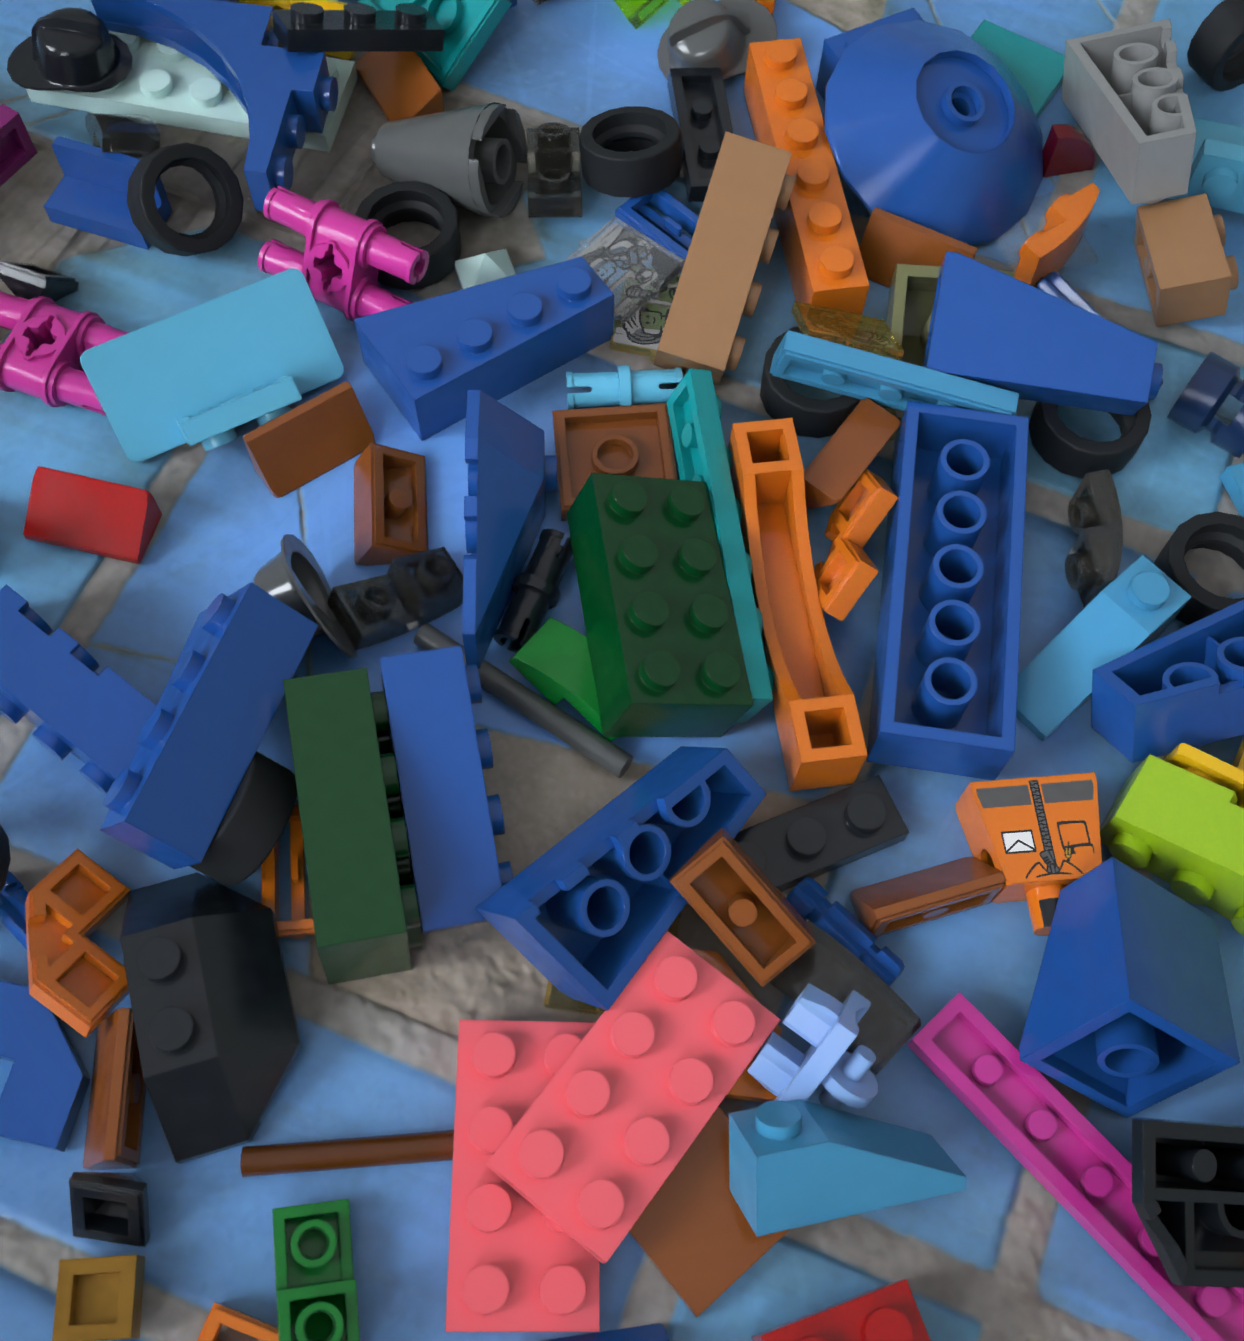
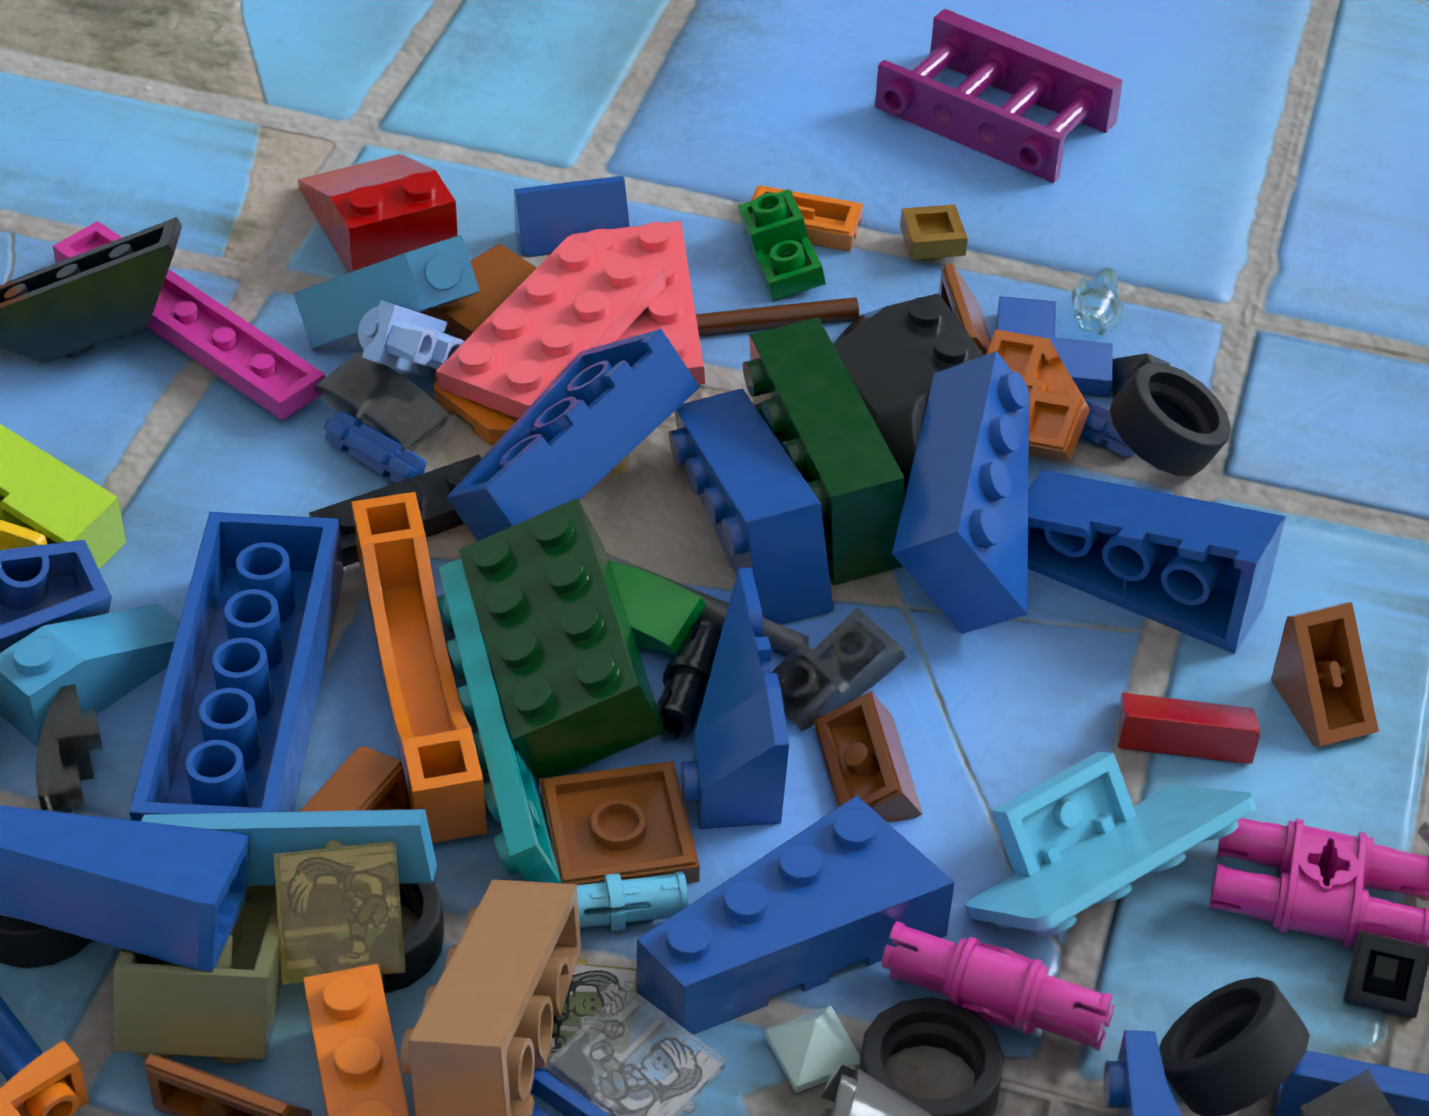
camera: 175 degrees right, 20 degrees down
(110, 1207) = (929, 270): black slope -> none
(301, 584) = (930, 626): dark grey piece -> none
(309, 440) = (971, 819): dark orange slope -> none
(743, 907) = (463, 420): dark orange slope -> none
(849, 527) = (359, 717): orange tile -> none
(926, 895) = (298, 470): dark orange slope -> none
(1036, 833) = (174, 502): orange torso -> none
(1129, 993) = (133, 382): blue slope -> none

